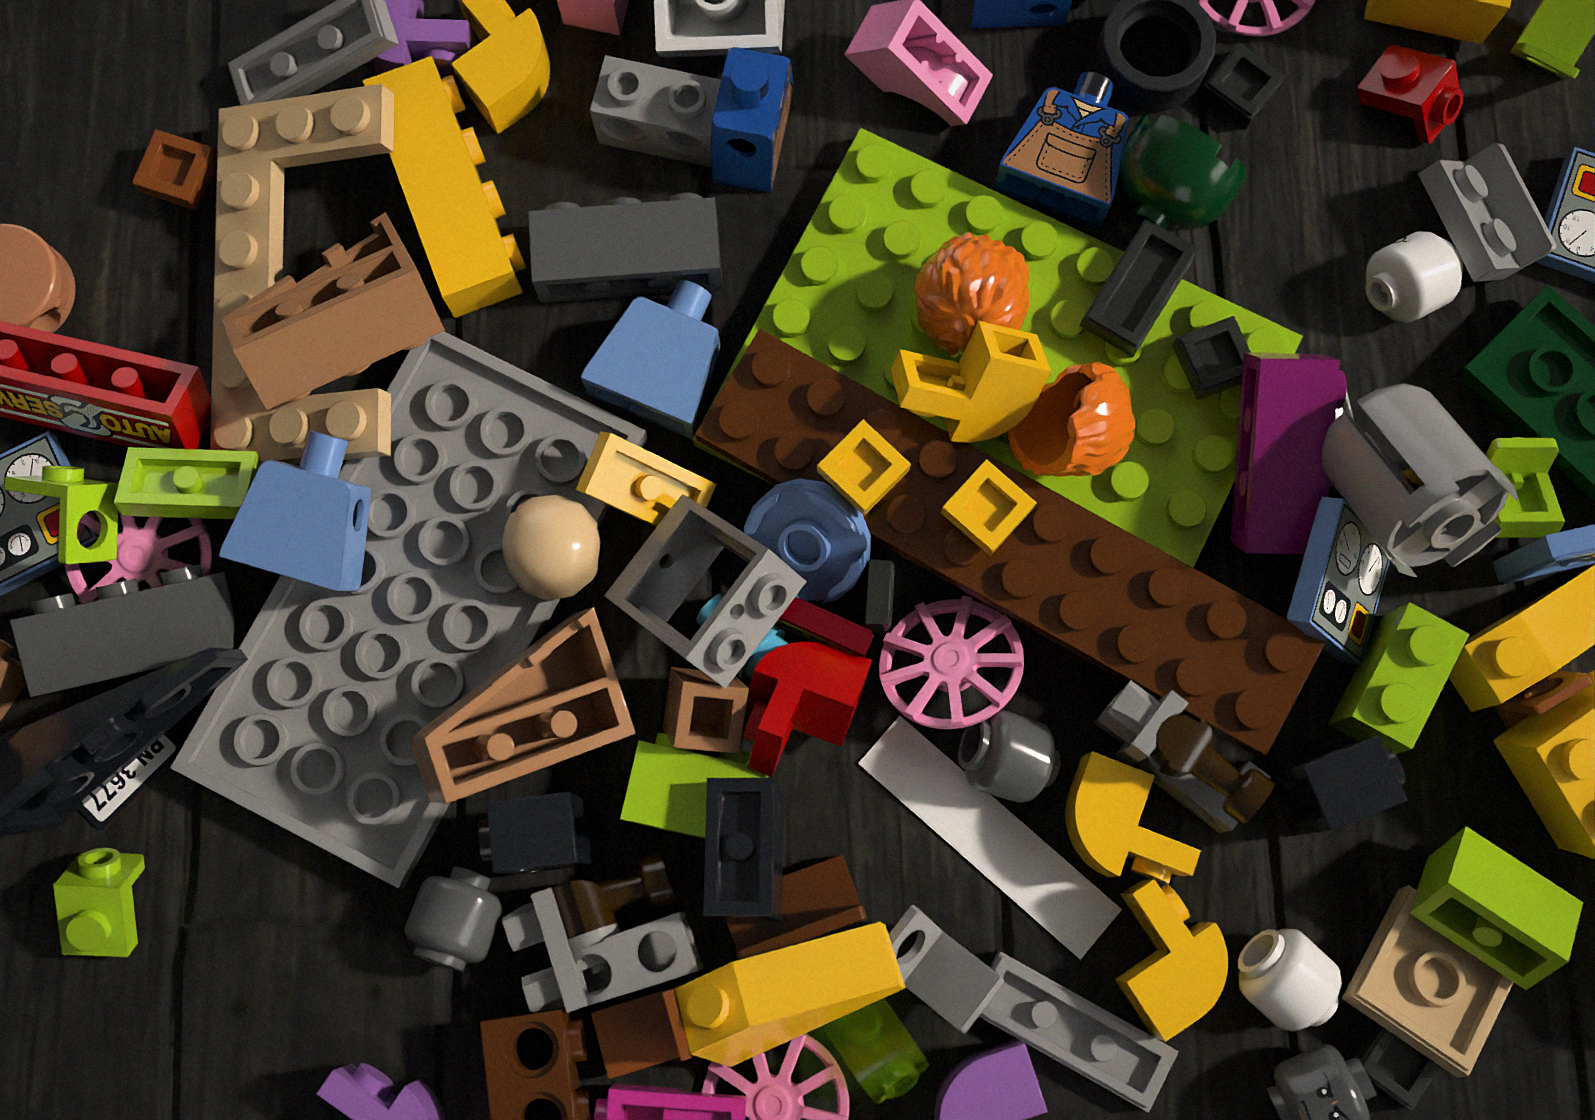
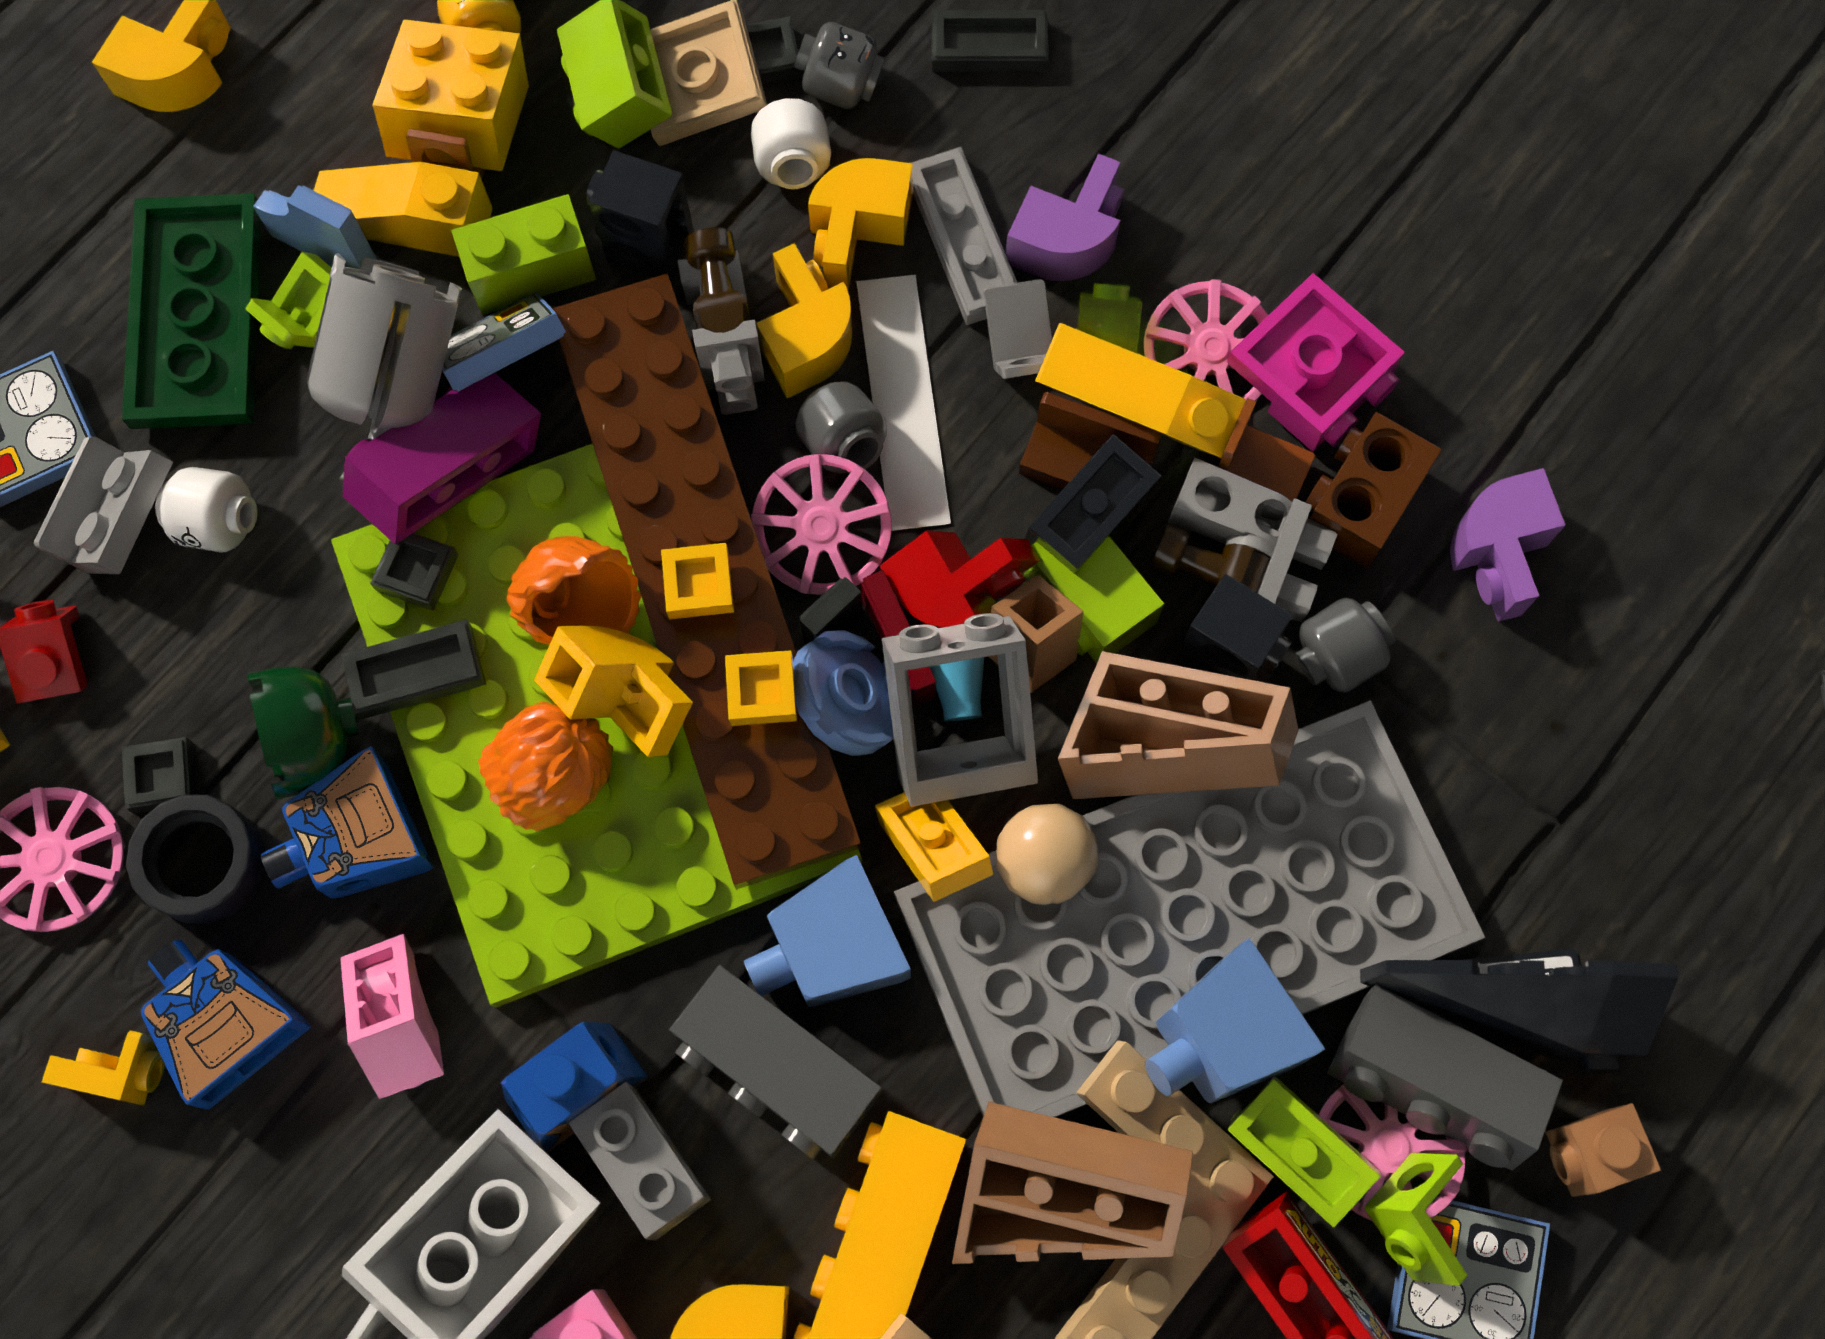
camera: 140 degrees left, 5 degrees down
(98, 903) = (1612, 885): lime bracket -> none

